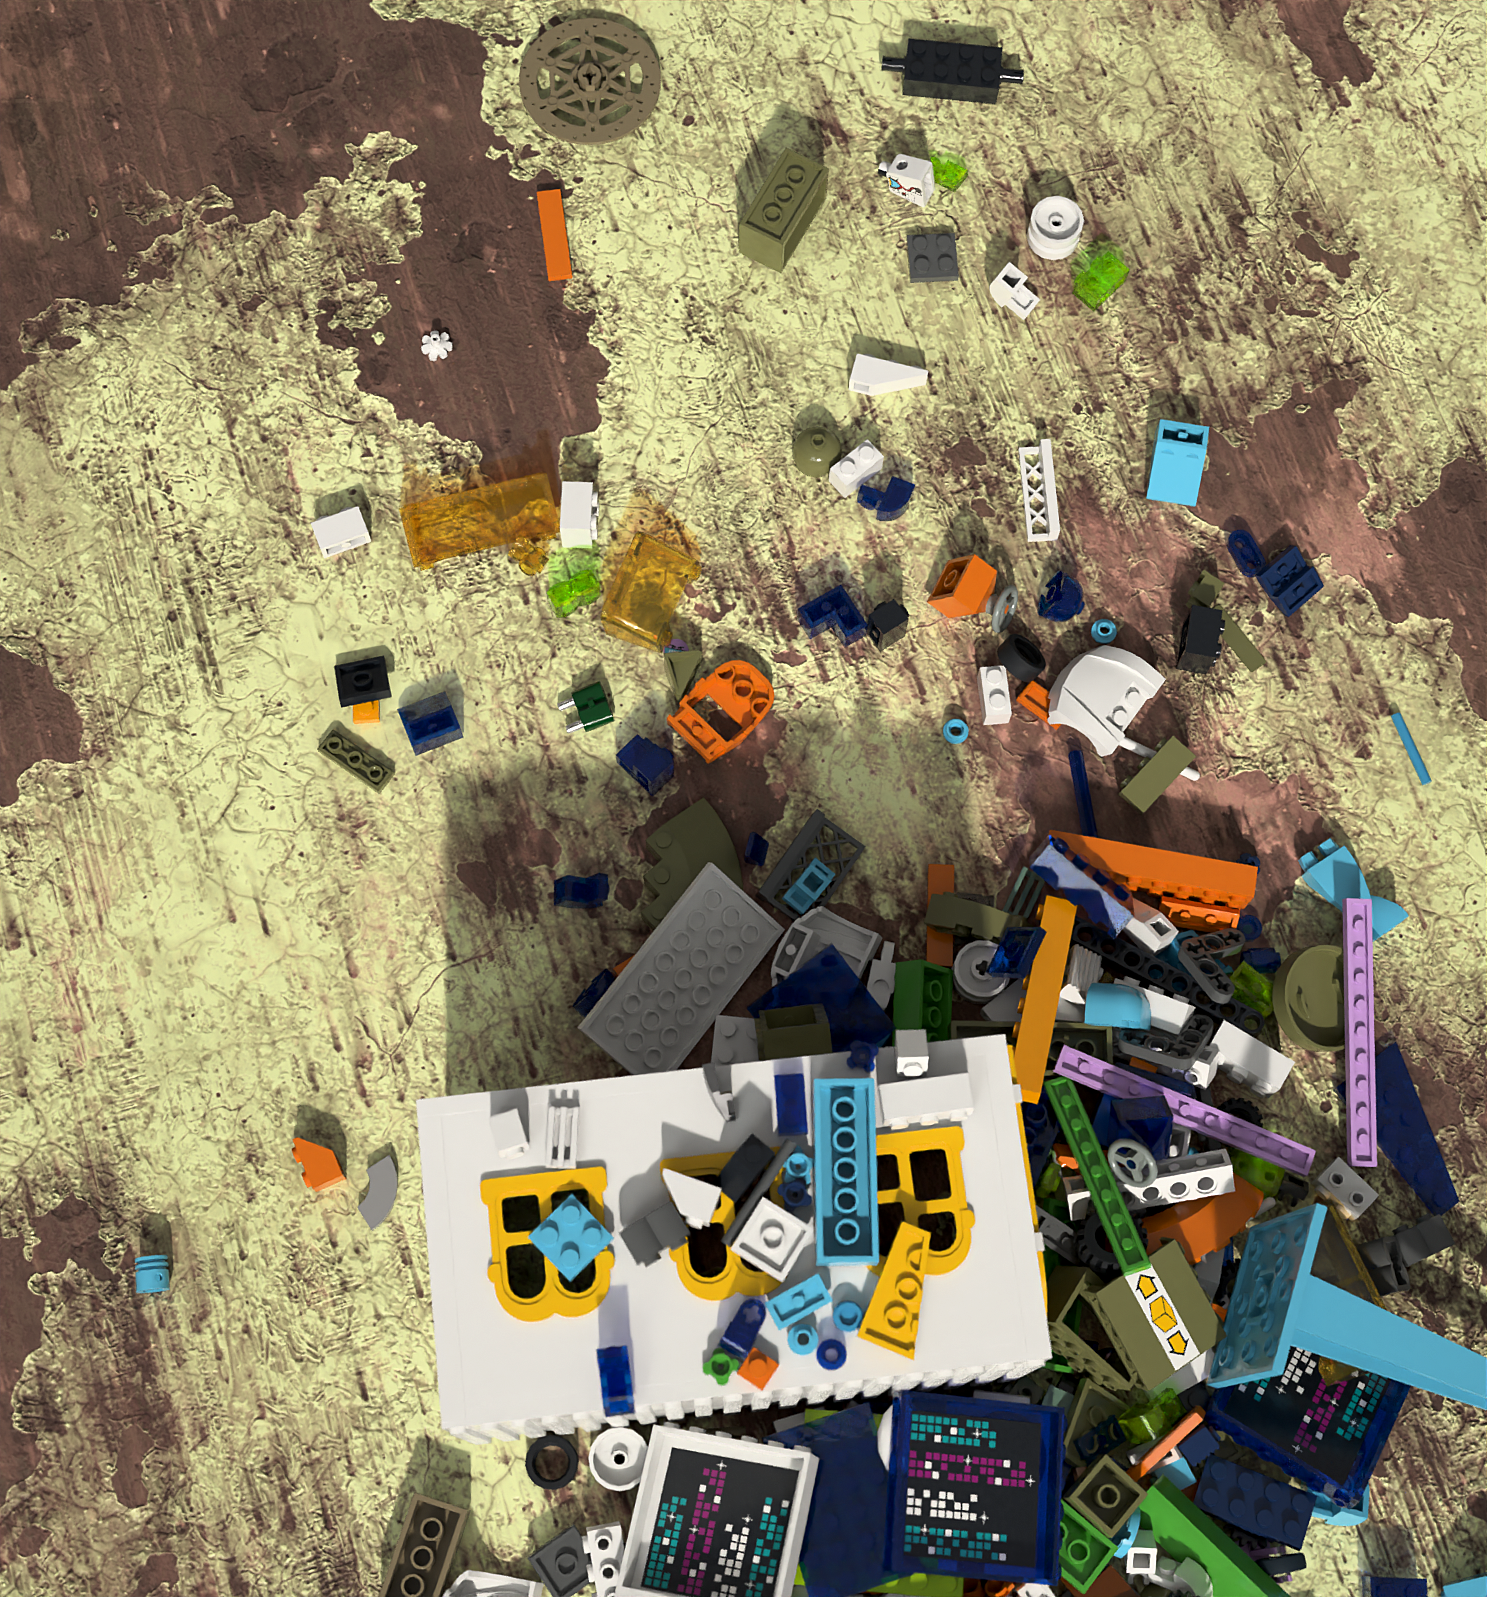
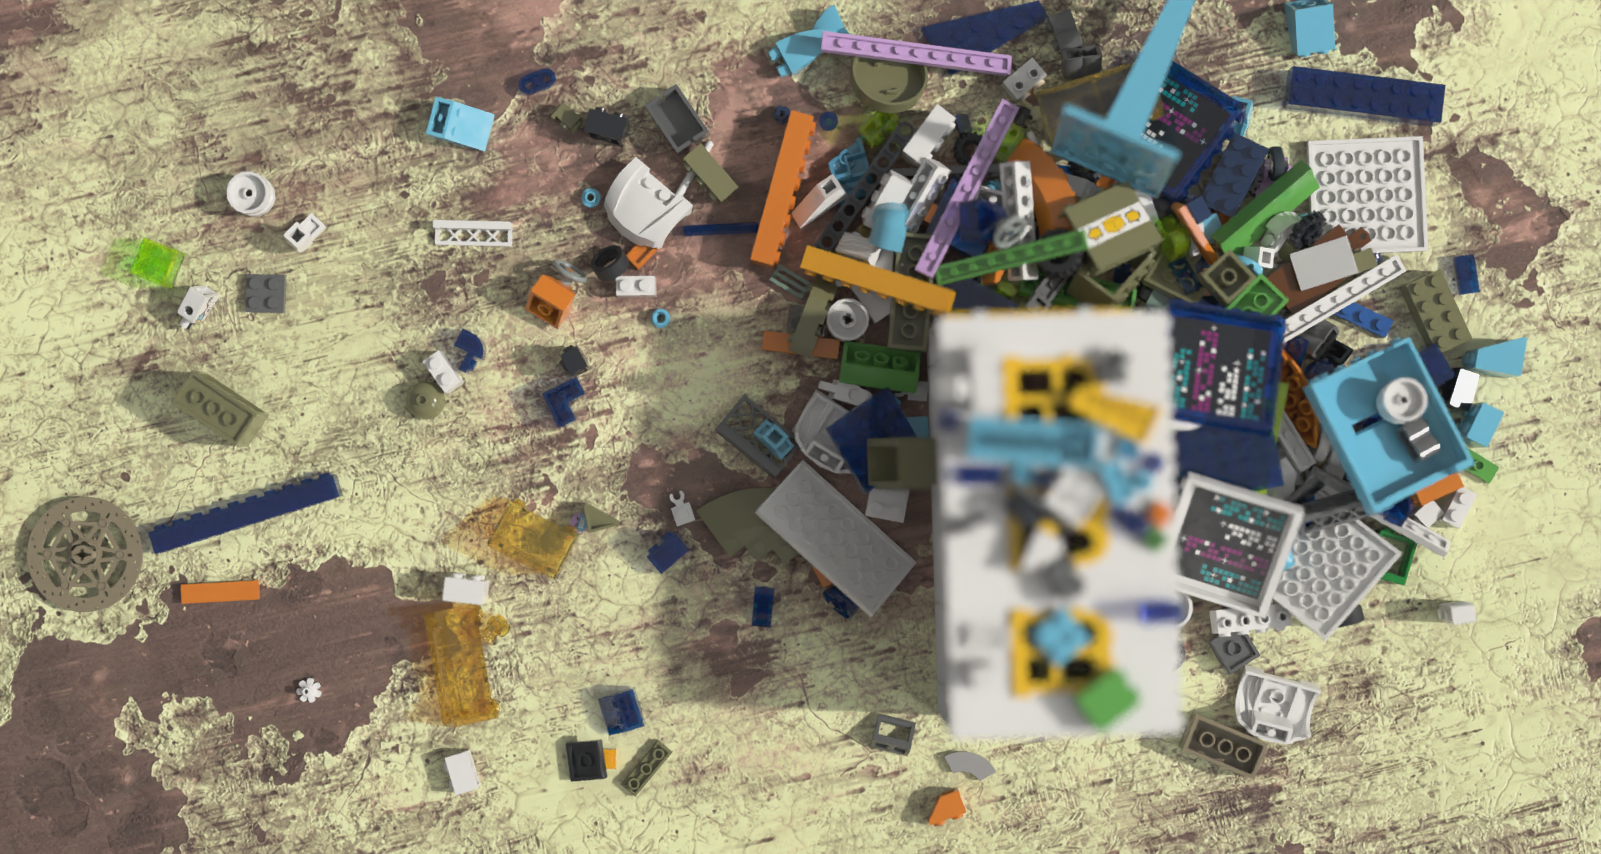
camera: 85 degrees left, 15 degrees up
(403, 1078) = (889, 743): none -> dark grey tile
(484, 1312) = (1107, 699): none -> bright green brick
(569, 595) = (527, 592): clear neon green brick -> none
(591, 707) = (618, 589): dark green piece -> none
(654, 255) = (248, 513): none -> clear blue brick
(701, 780) = (682, 512): none -> white plate
(740, 692) = (616, 477): orange slope -> none
(756, 850) = (740, 474): clear blue slope -> none
(879, 376) = (366, 348): white slope -> none
(948, 175) = (194, 273): clear neon green plate -> none
(952, 71) = (101, 259): black brick -> none
(956, 131) = (157, 263): none -> clear neon green brick
(974, 1289) = (1104, 373): none -> dark grey hips
(1016, 952) = (842, 294): clear blue plate -> none
(1062, 599) = (564, 226): clear blue cylinder -> none
(1084, 884) = (796, 239): clear blue wedge -> none
(1100, 281) = (298, 163): clear neon green brick -> none
(1174, 1054) = (923, 187): dark grey beam -> none
(1198, 915) = (817, 156): orange plate -> none
(1217, 984) = (855, 158): dark grey beam -> none
(1222, 728) = (677, 120): none -> dark grey piece
(1240, 643) = (604, 98): olive sticker -> none
(1263, 960) = (854, 116): clear blue brick -> none
(1272, 1109) = (963, 124): none -> slope
(1289, 580) = (562, 51): dark blue slope -> none

